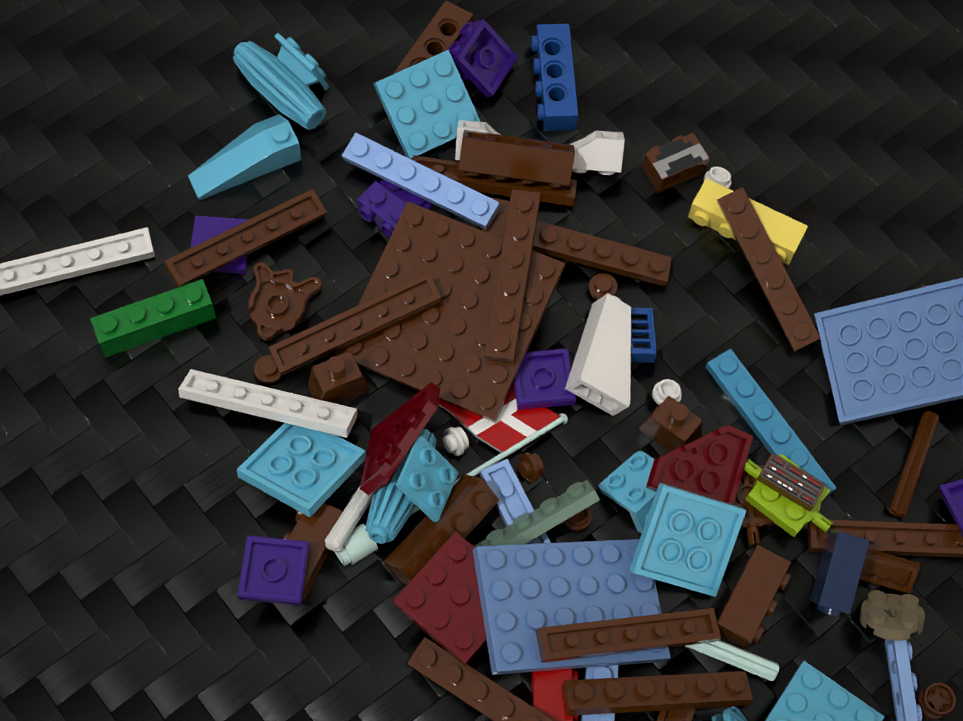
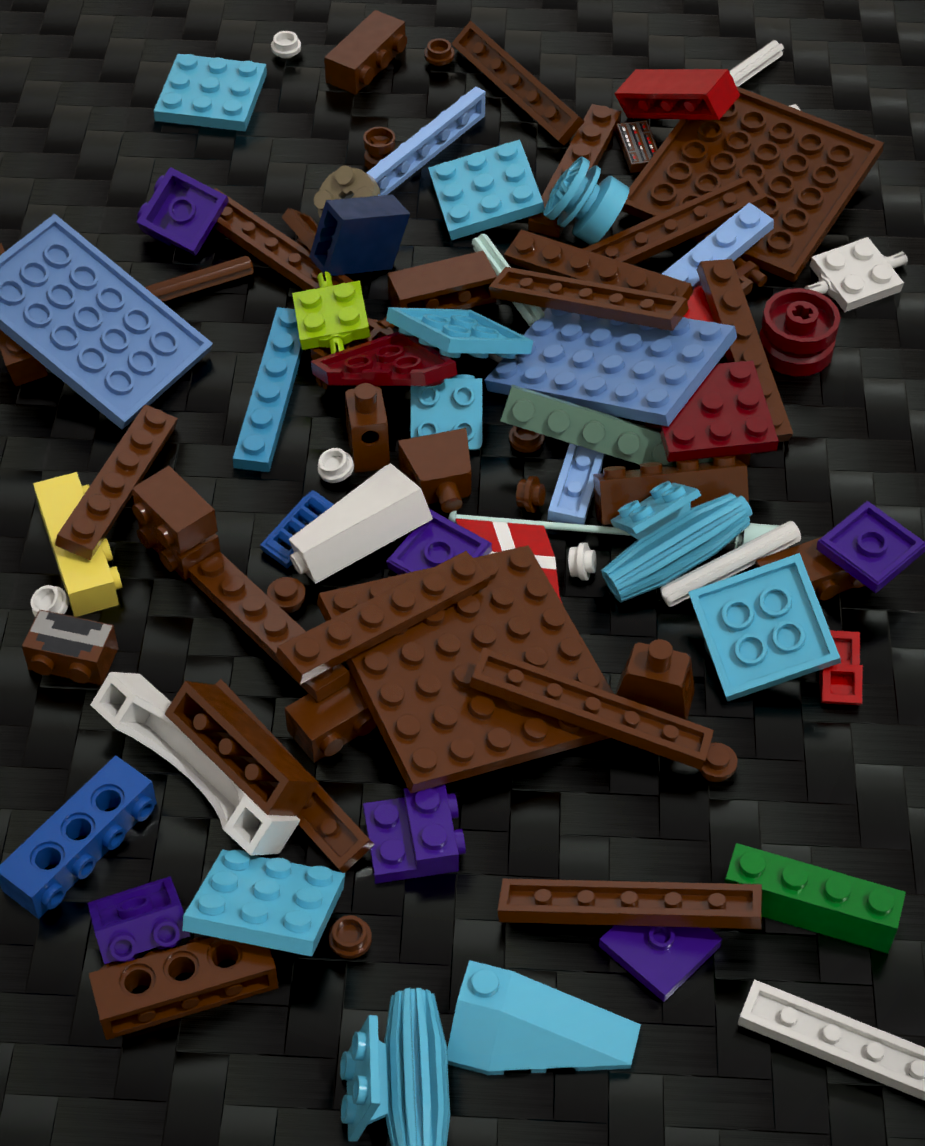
camera: 135 degrees left, 15 degrees down
(246, 498) = (844, 680): none -> red slope
(268, 403) = (754, 716): white plate -> none
(278, 301) = (642, 828): reddish brown tile -> none
(378, 131) = (350, 937): none -> reddish brown plate
(396, 436) = (651, 565): dark red plate -> none
(421, 181) = (371, 816): light blue plate -> none
(602, 438) = (438, 466): none -> reddish brown torso
(710, 254) = (175, 521): none -> reddish brown piece
(791, 482) = (324, 304): tile -> none

